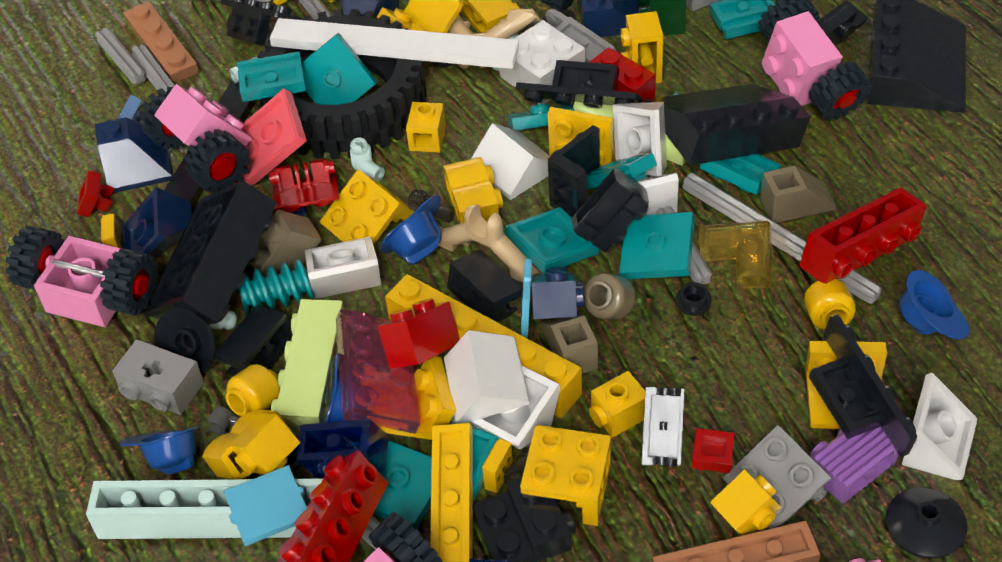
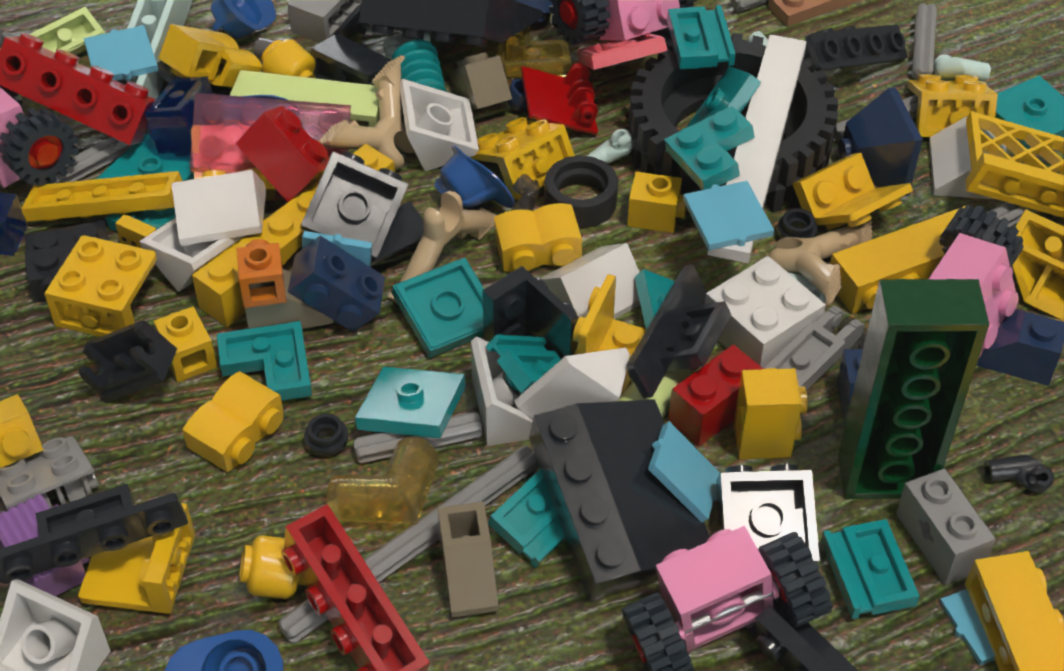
camera: 90 degrees right, 0 degrees up
(350, 293) = (389, 127): none -> tan piece
(408, 155) = (584, 171): none -> black tyre
(409, 70) = (704, 147): none -> teal plate
(477, 275) = (355, 201): none -> plate
(483, 49) = (728, 215): none -> medium azure piece
(573, 323) = (259, 264): none -> orange brick
(608, 296) = (334, 342): dark tan head -> none
(611, 210) = (449, 339): black brick -> none
(623, 337) = (270, 348): none -> teal plate
(697, 355) = (234, 421): none -> yellow brick
(698, 88) = (684, 471): none -> medium azure piece
(713, 450) = (89, 413): red tile -> none
(718, 55) = (768, 503): none -> plate

